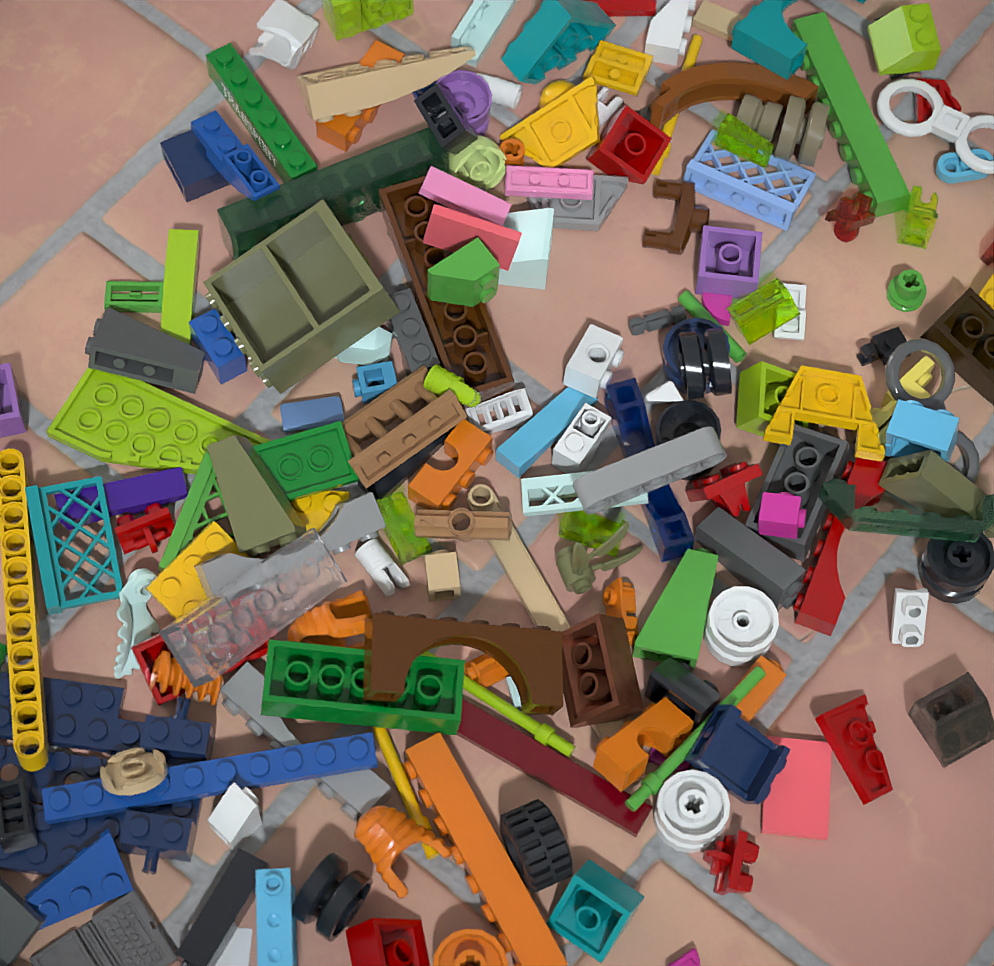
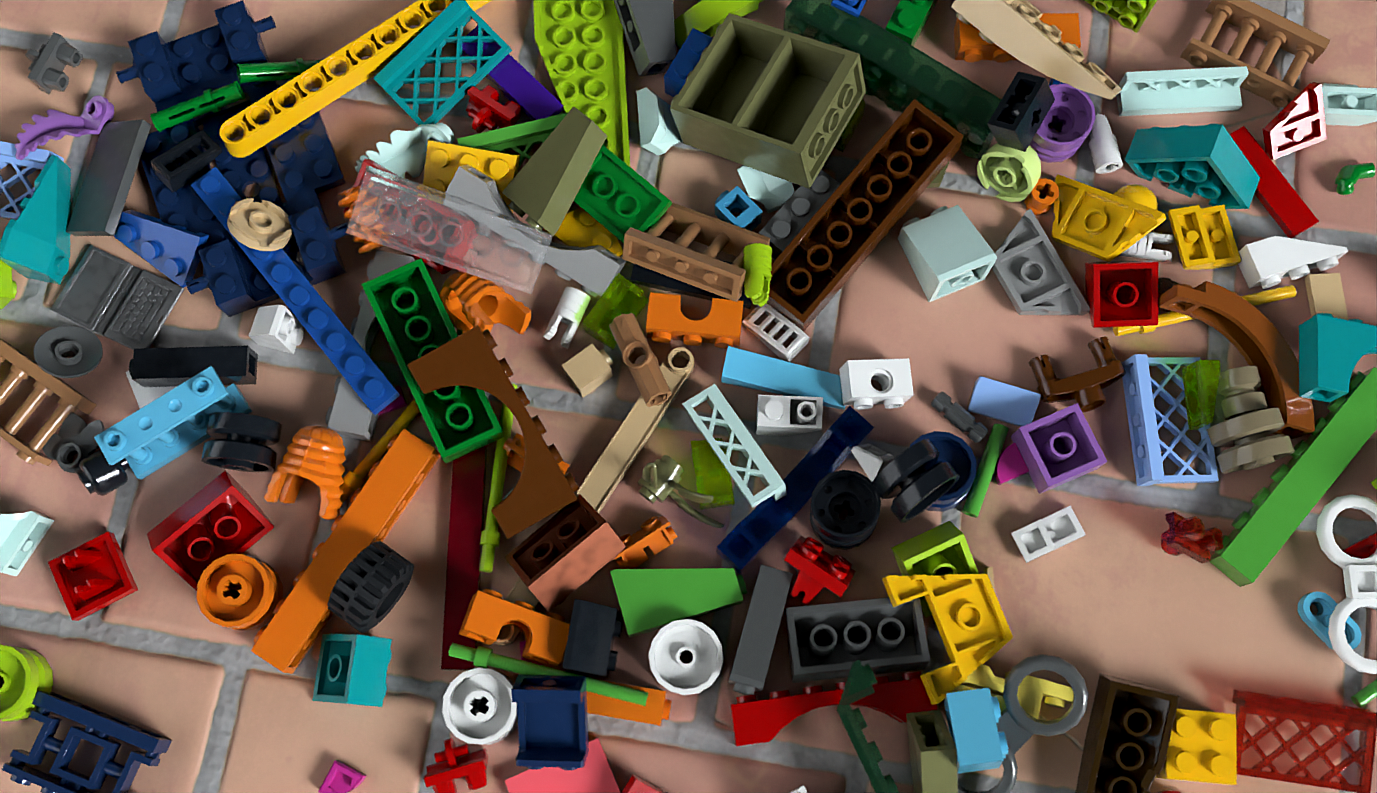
camera: 65 degrees right, 10 degrees up
(250, 399) = (656, 123): none -> light aqua slope
(311, 413) = (675, 178): medium blue slope -> none
(454, 230) = (909, 200): coral tile -> none
(463, 197) = (955, 175): bright pink tile -> none
(465, 276) = (866, 217): bright green slope -> none
(549, 182) = (1034, 243): bright pink tile -> none
(649, 470) = (778, 490): light grey beam -> none
(664, 282) = (1003, 402): none -> light blue slope
(763, 311) = (1027, 508): clear neon green hinge -> none
(781, 515) = (809, 636): dark pink brick -> none
(881, 346) = (1070, 646): black plate -> none
(907, 291) = (1142, 645): bright green piece -> none
(918, 220) = (1228, 606): clear neon green hinge -> none

